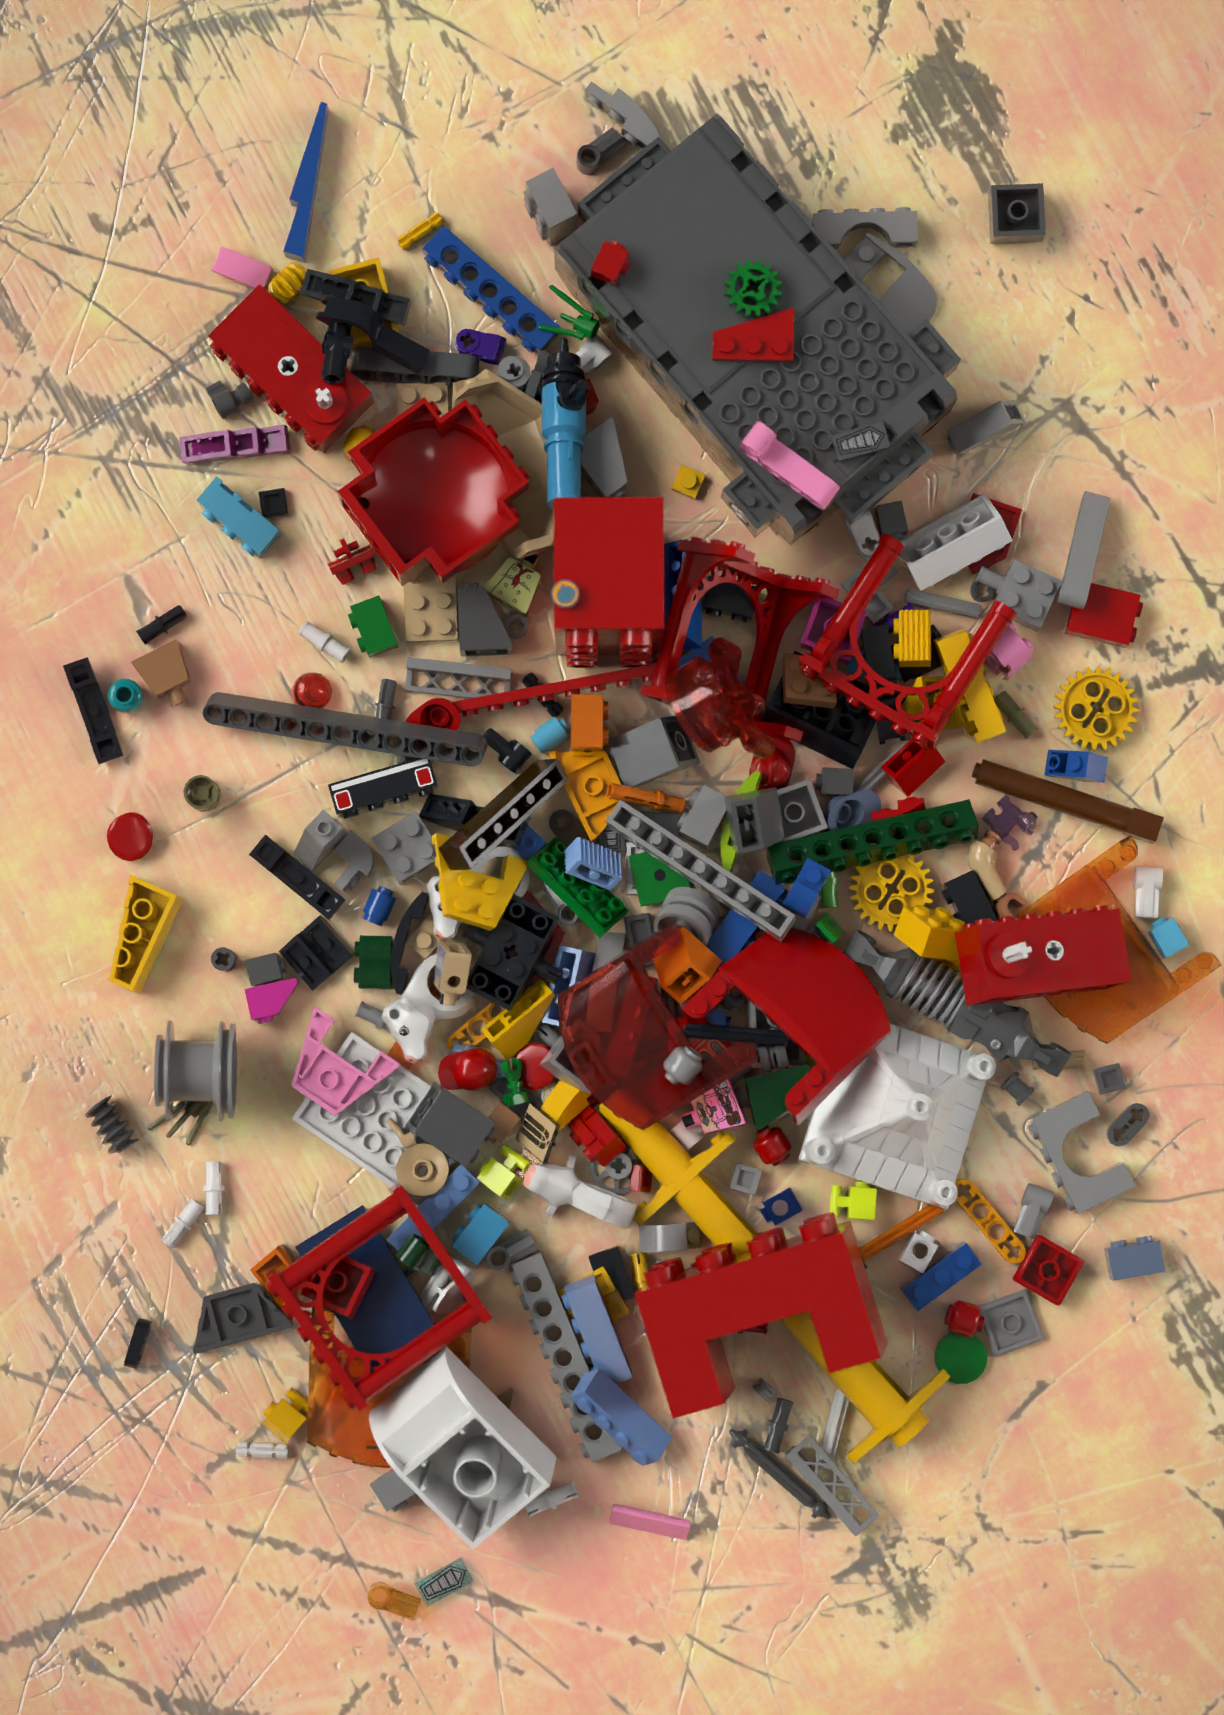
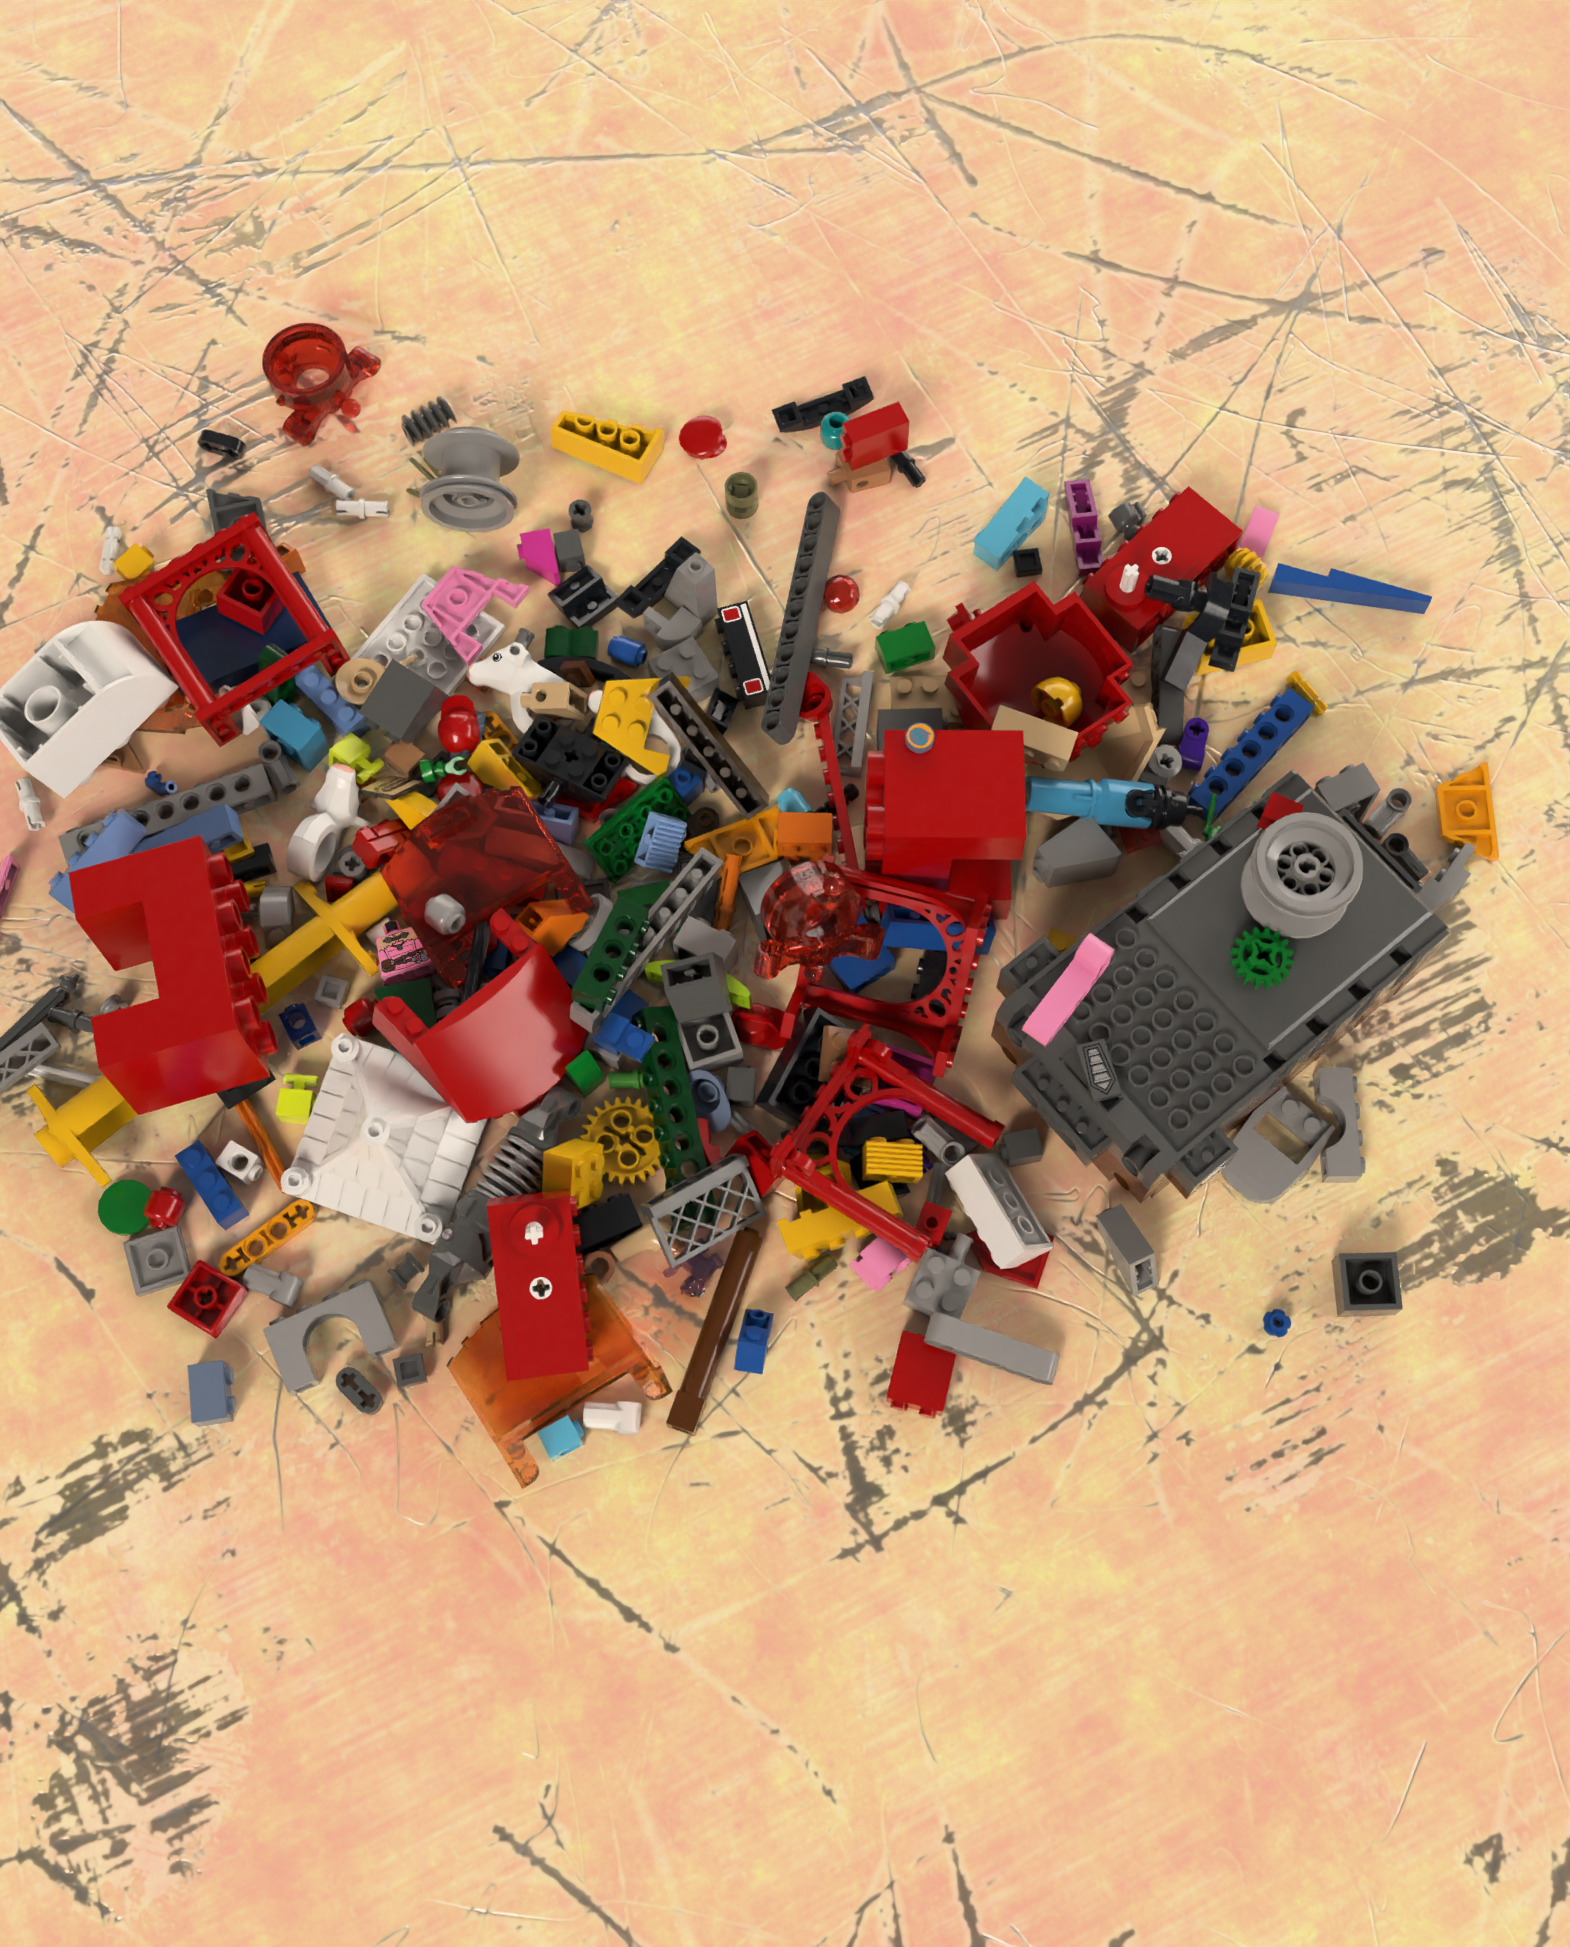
camera: 95 degrees right, 15 degrees down
(54, 1218) = (307, 348): none -> clear red piece
(149, 653) = (874, 436): none -> red brick
(411, 953) = (577, 673): none -> reddish brown plate
(449, 472) = (1058, 700): none -> yellow cylinder
(511, 754) = (776, 772): black axle -> none
(516, 496) = (1043, 740): none -> tan brick
(533, 1366) = (162, 789): none -> blue arm
(547, 85) = (1467, 812): none -> light orange wing
(555, 160) = (1387, 814): none -> light grey piece
(689, 281) = (1333, 875): none -> light grey wheel
(757, 340) = (1205, 966): red wing -> none
(765, 921) = (623, 915): none -> dark green brick
(862, 532) = (1013, 1114): white piece -> none
(892, 595) = (937, 1140): none -> light grey piece
(947, 818) = (696, 1186): none -> dark grey fence
(971, 603) = (933, 1222): none -> red brick
(1046, 302) = (1272, 1329): none -> blue plate
(1076, 695) = (801, 1384): yellow gear -> none

